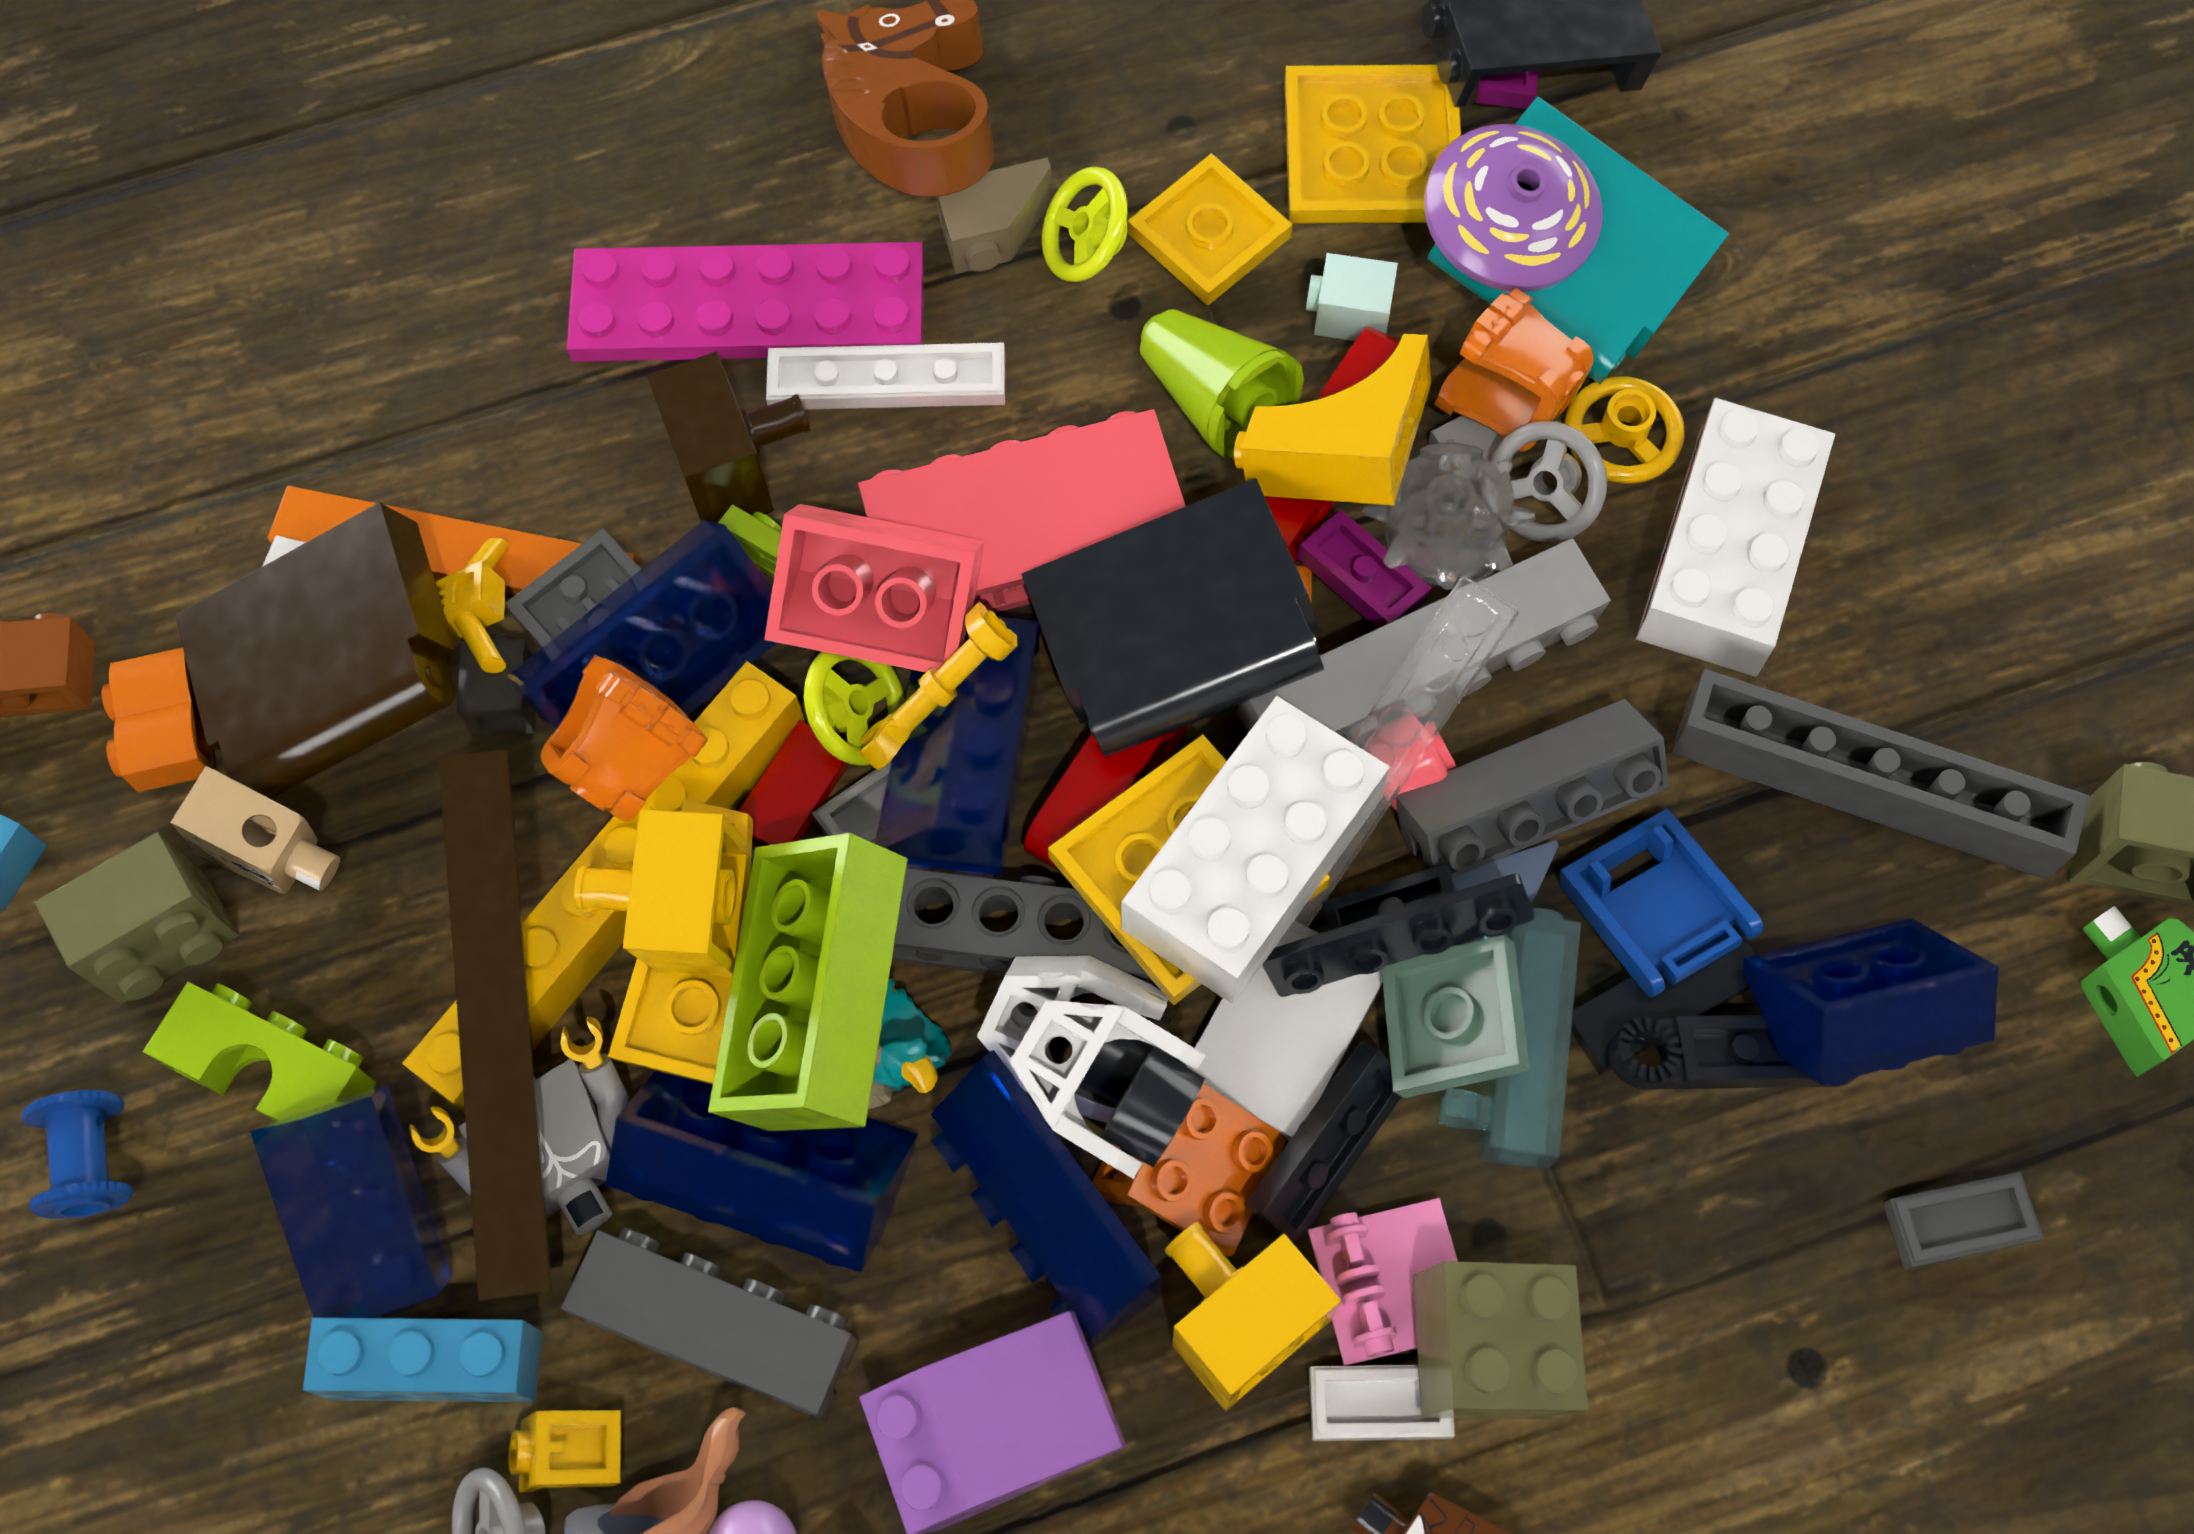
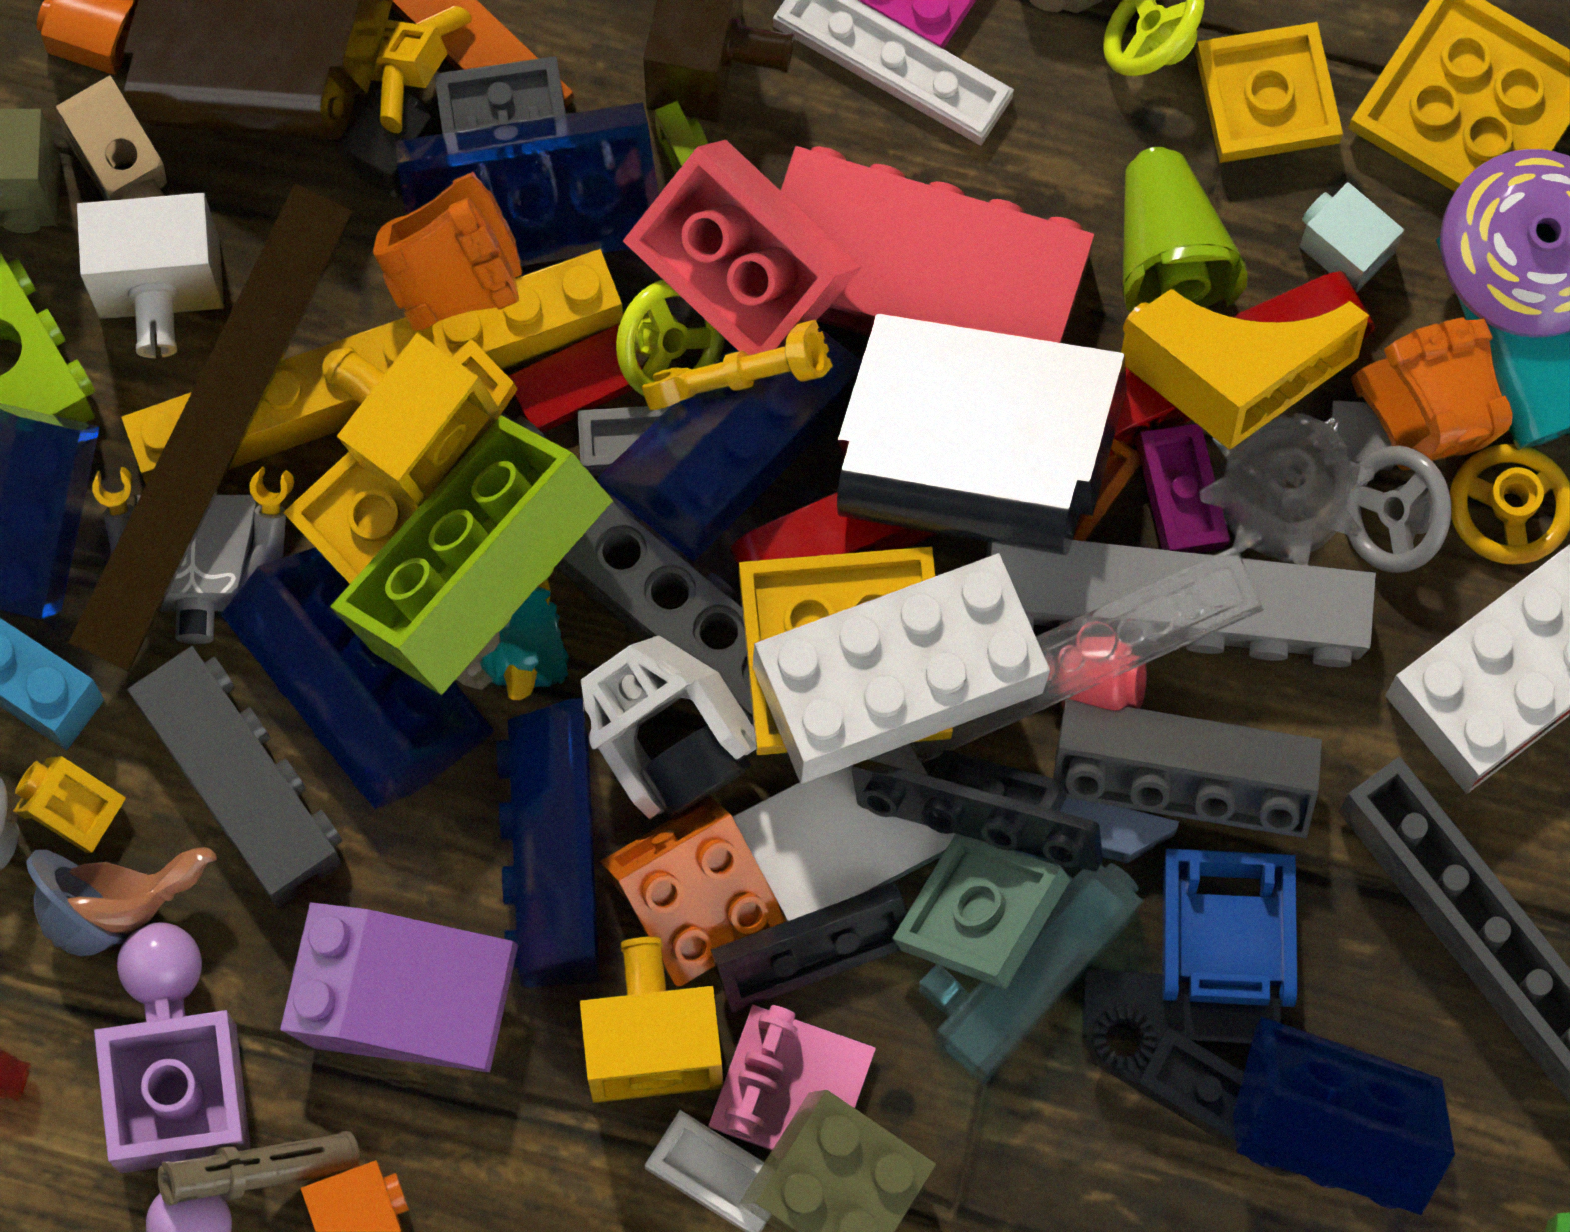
camera: 30 degrees right, 5 degrees up
(344, 911) = (150, 262): none -> white brick
(1151, 1104) = (673, 821): white piece -> none

